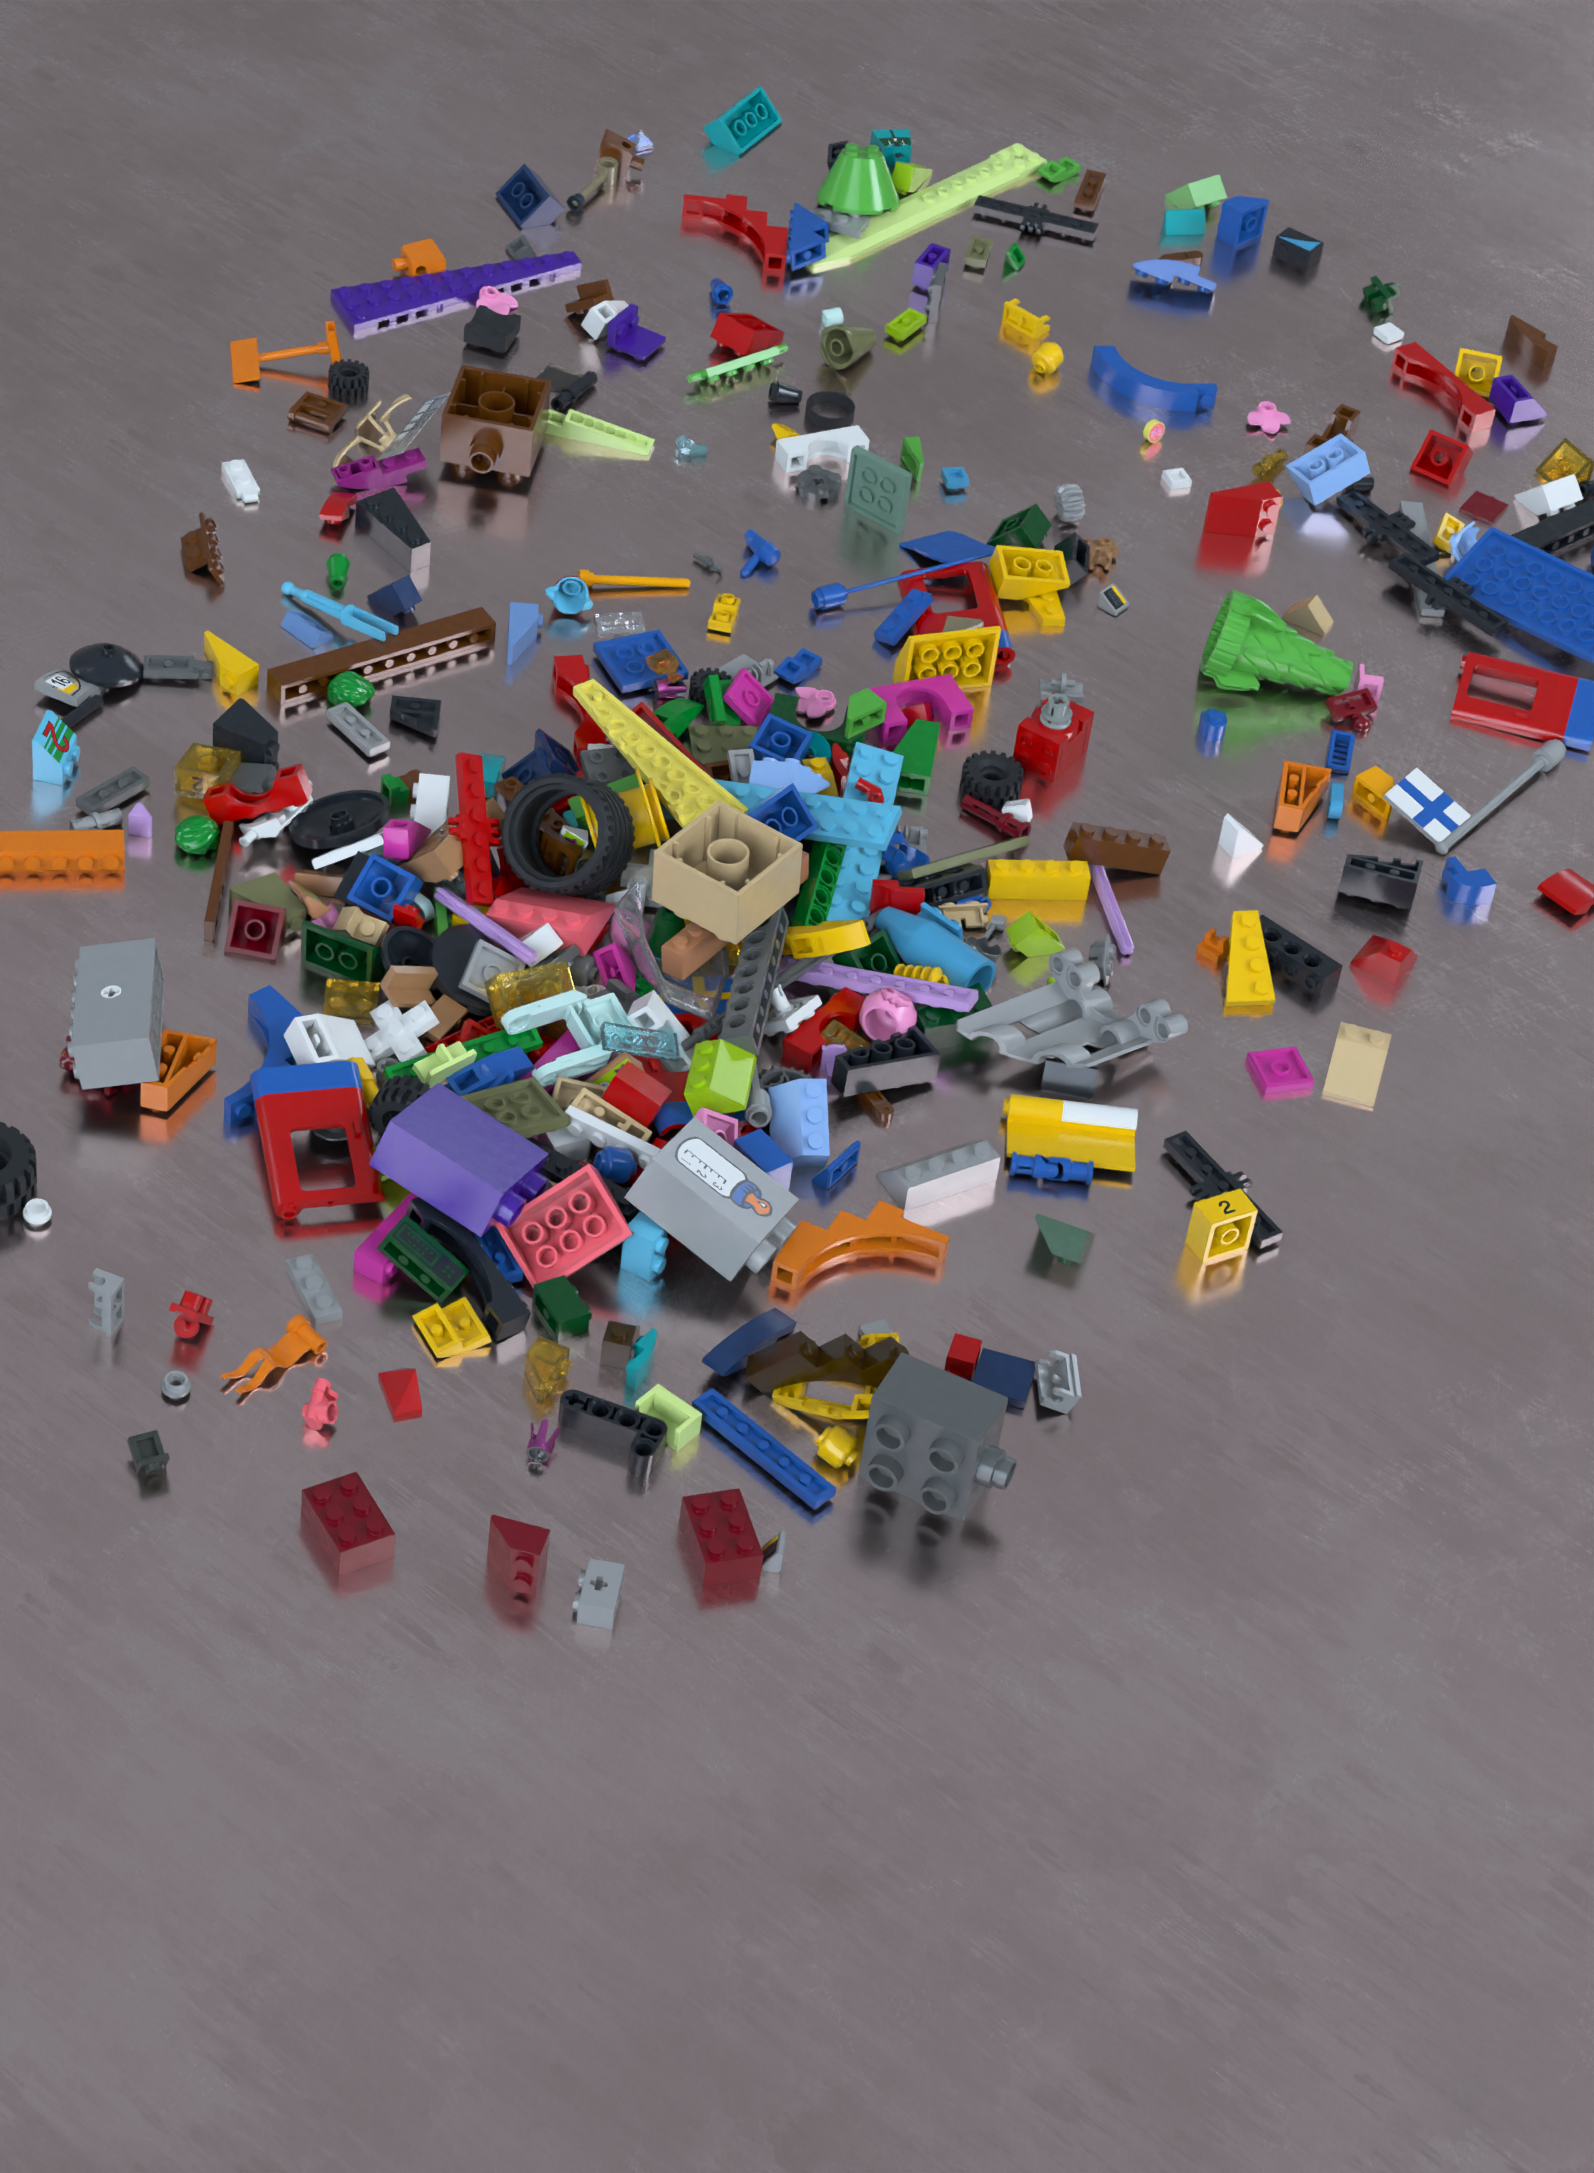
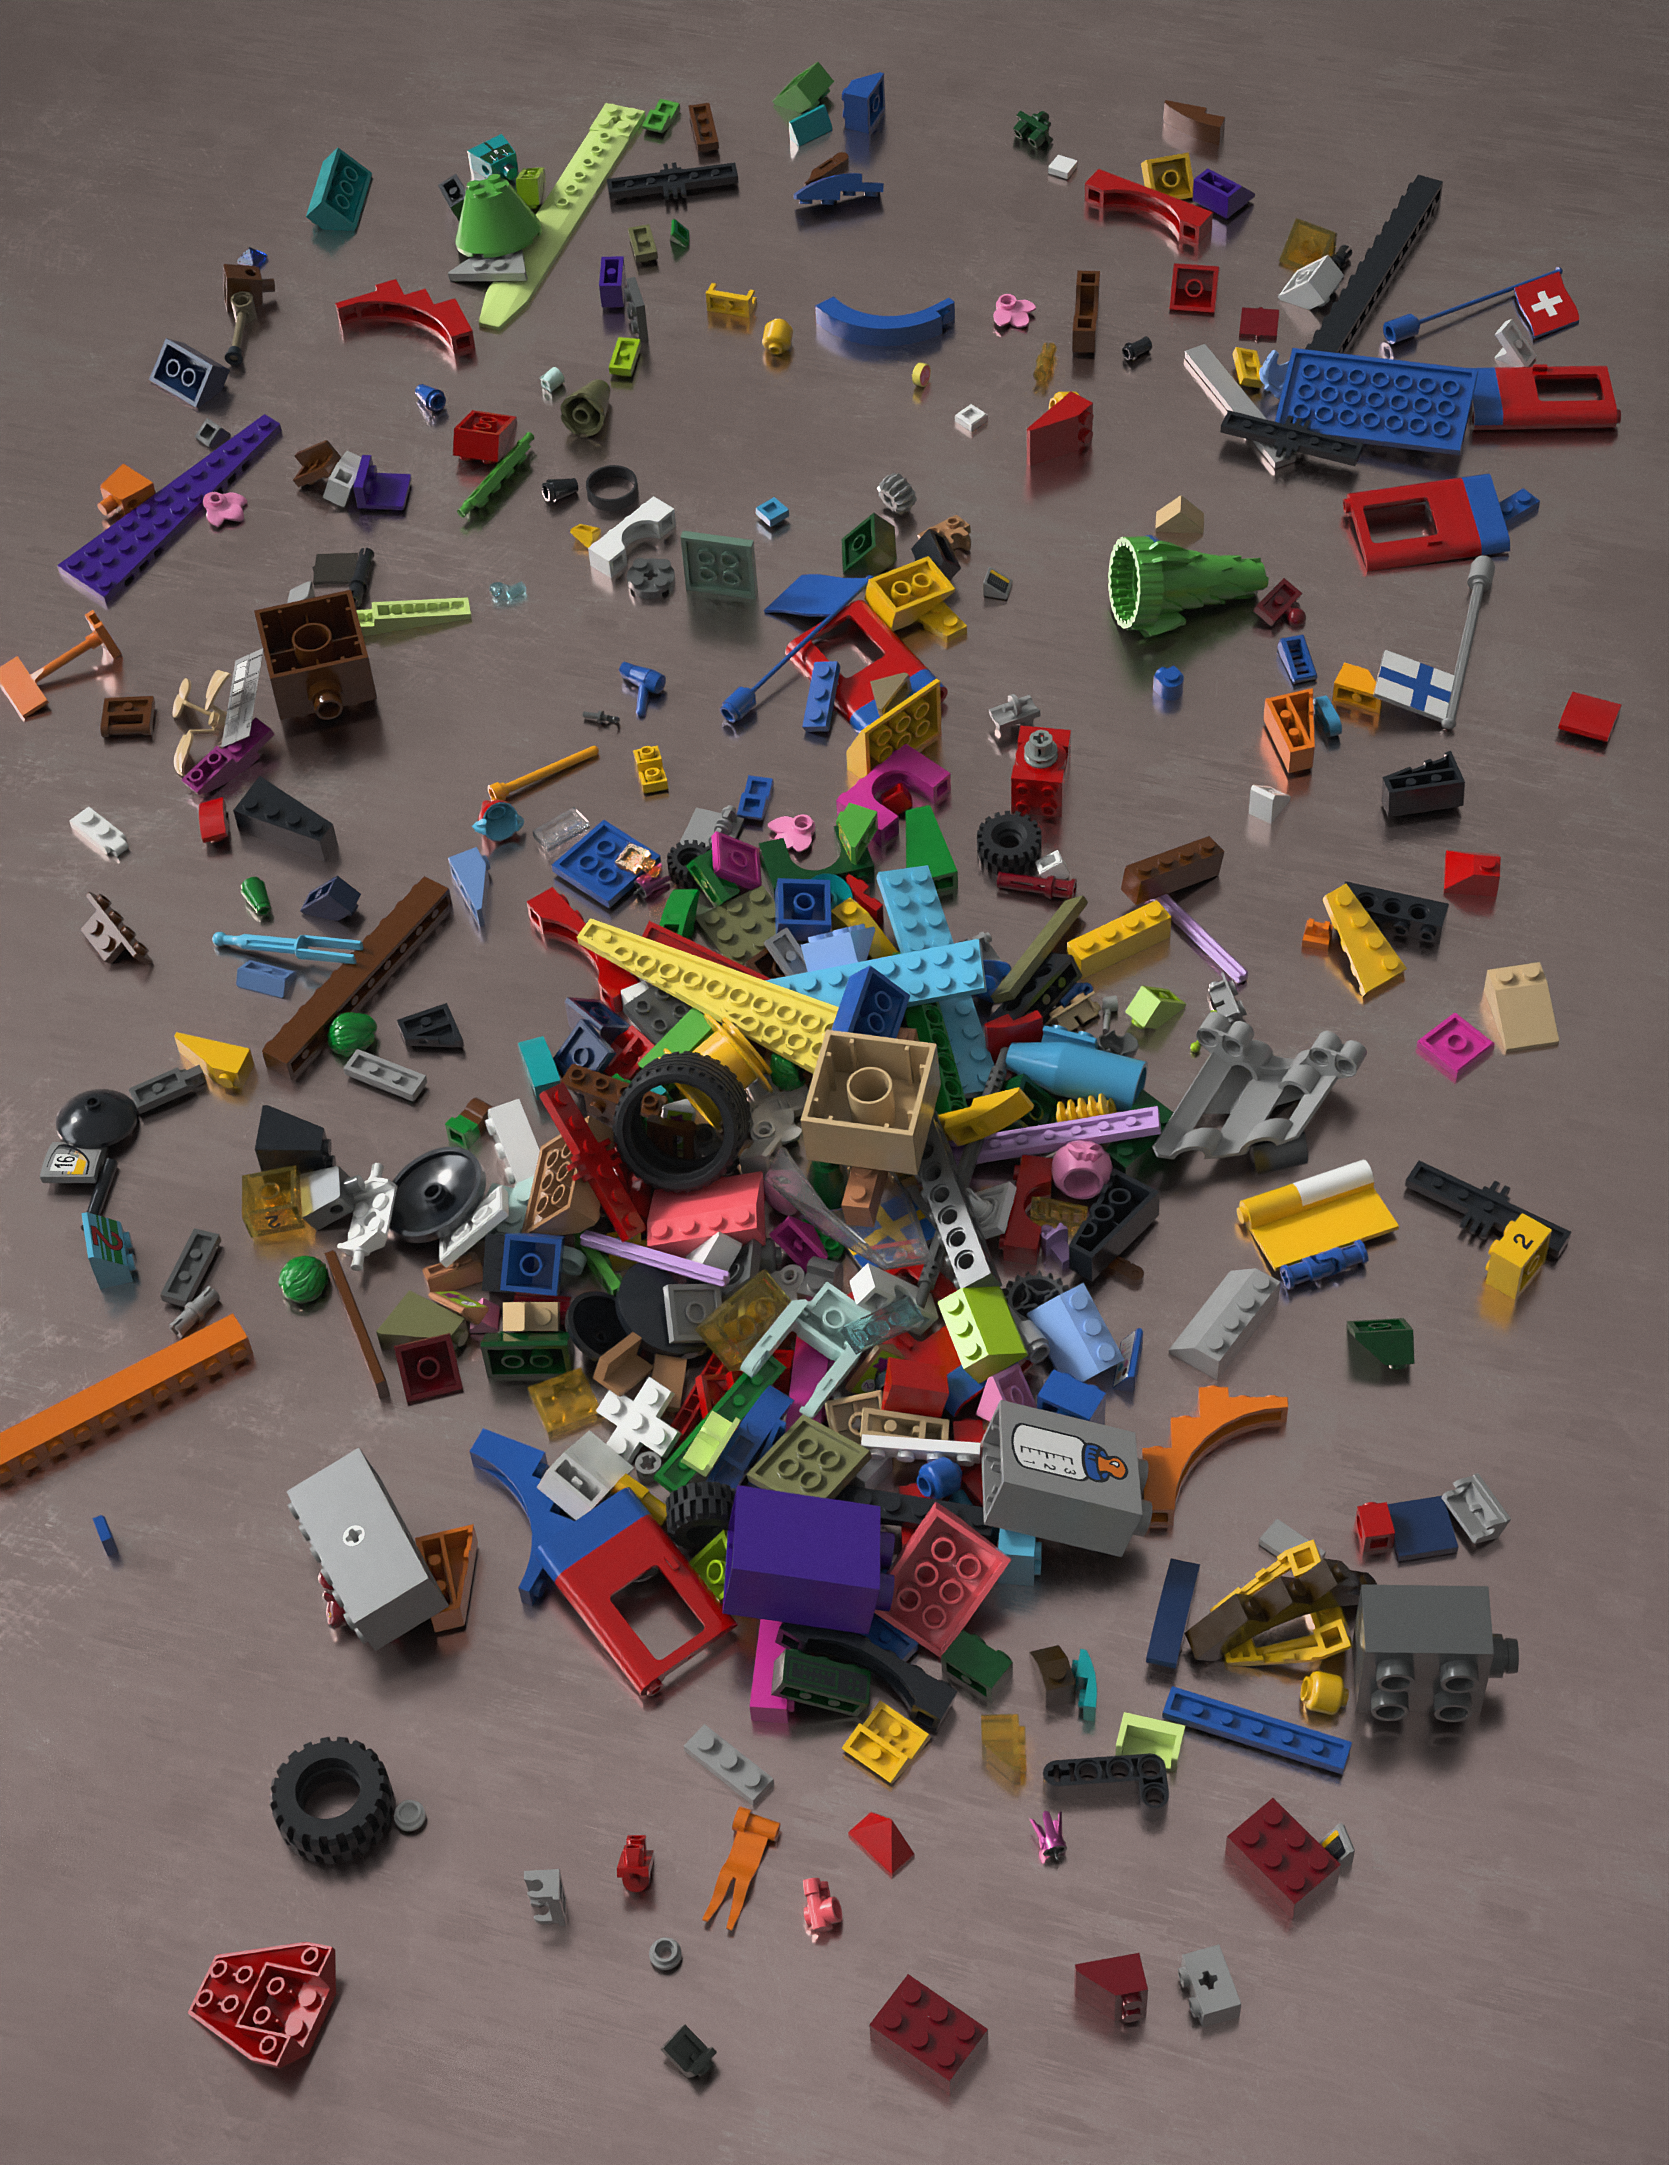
camera: 15 degrees left, 10 degrees up
(140, 821) = (239, 1291): lavender slope -> none
(230, 803) = (317, 1229): red arch -> none
(348, 378) = (138, 671): black tyre -> none
(403, 838) = (521, 1198): dark pink slope -> none
(407, 916) = (573, 1284): red slope -> none
(492, 329) = (241, 542): black brick -> none
(805, 238) = (477, 300): blue slope -> none
(872, 792) = (926, 923): red arm -> none
(912, 456) = (722, 507): bright green slope -> none
(1298, 248) = (929, 109): black brick -> none
(1328, 469) = (1107, 348): light blue slope -> none
(1372, 682) = (1278, 570): bright pink panel -> none
(1389, 528) = (1193, 387): black hinge -> none
(1469, 887) = (1497, 757): blue brick -> none

